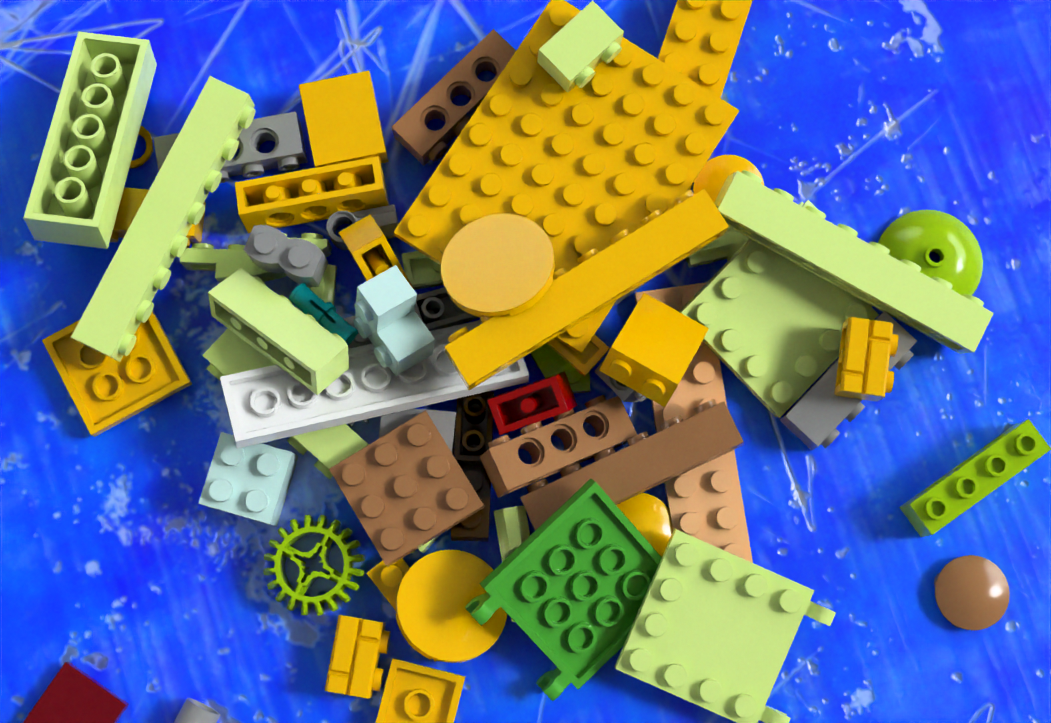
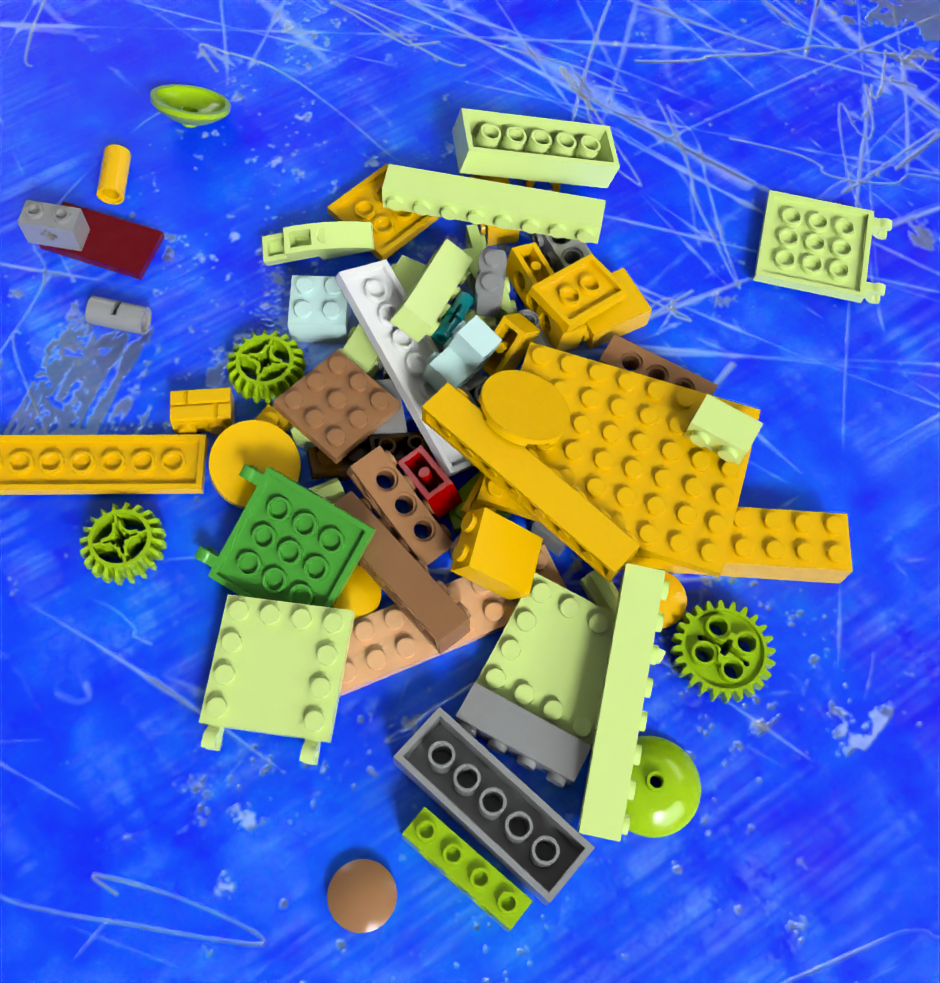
camera: 70 degrees right, 15 degrees down
(148, 459) = (318, 240): none -> yellowish green slope
(332, 152) = (578, 292): none -> yellow plate
(831, 160) = (734, 628): none -> lime gear
(865, 359) = (541, 732): yellow brick -> none
(919, 433) = (493, 805): none -> light grey brick

